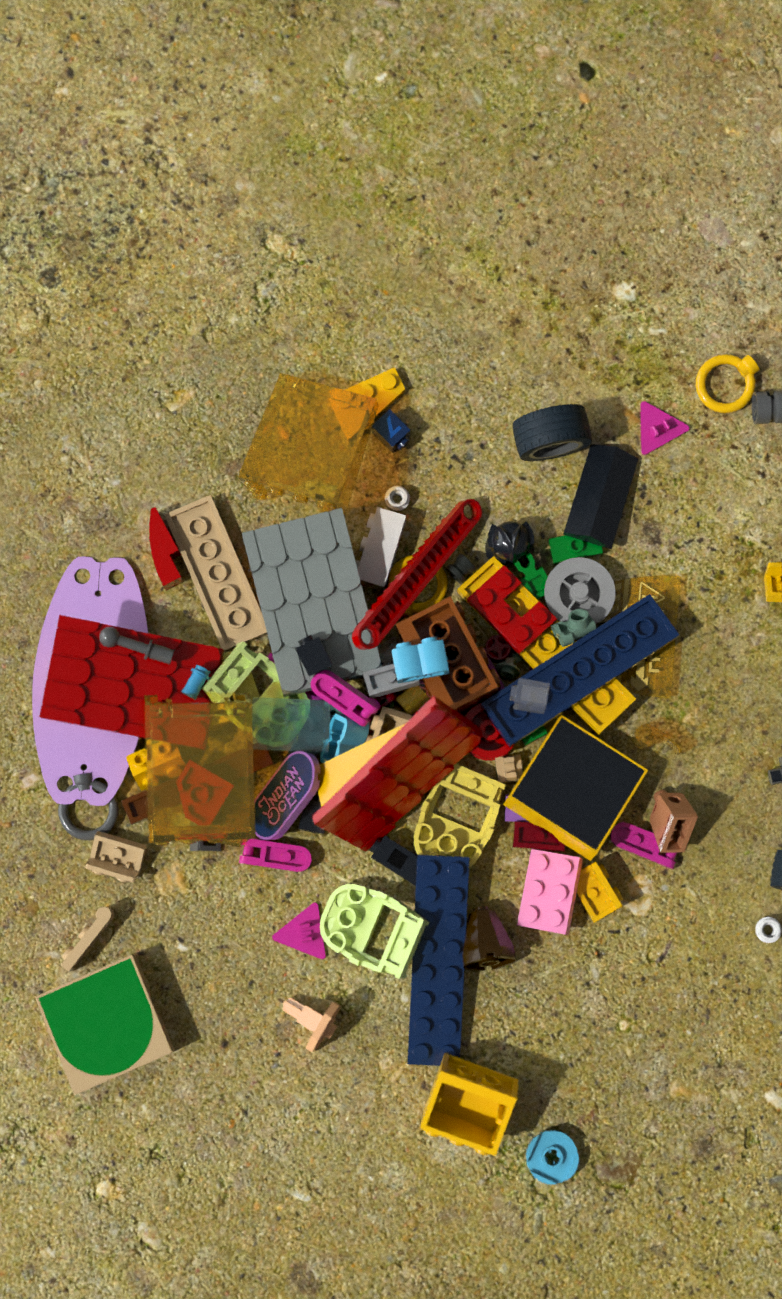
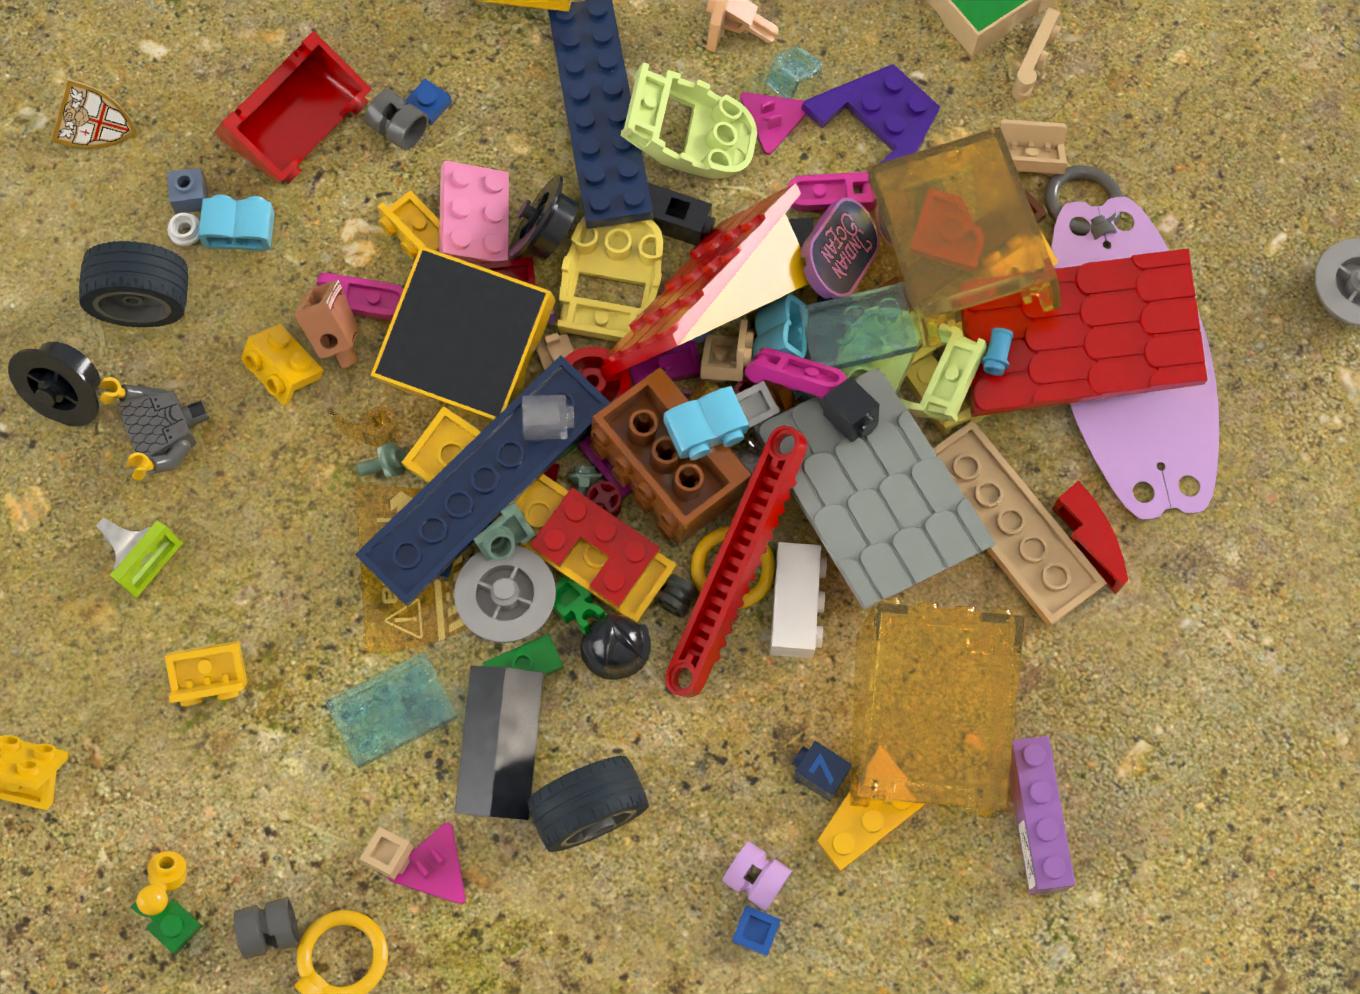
camera: 165 degrees right, 10 degrees down
(110, 637) = (1129, 371): dark grey pin -> none
(212, 918) = (885, 104): none -> dark purple wing
(256, 370) = (1040, 817): none -> medium lavender brick
(280, 966) = (791, 69): none -> clear light blue bracket
(397, 490) = (796, 671): white plate -> none
(450, 372) = (768, 882): none -> lavender wheel
(458, 341) = (756, 931): none -> blue plate
(486, 942) = (542, 137): dark brown cone -> none
(500, 867) = (544, 221): none -> black wheel
(567, 1002) = (429, 100): none -> blue plate
(589, 977) = (395, 118): none -> dark grey wheel
(645, 713) = (389, 461): none -> sand green plate
(669, 533) = (391, 710): none -> clear light blue plate
(676, 1011) = (294, 109): none -> red windscreen
(687, 436) = (387, 853): none -> tan tile
(711, 804) = (280, 362): none -> yellow bracket
(728, 923) = (236, 224): none -> medium azure brick
(754, 964) = (187, 190): none -> sand blue plate

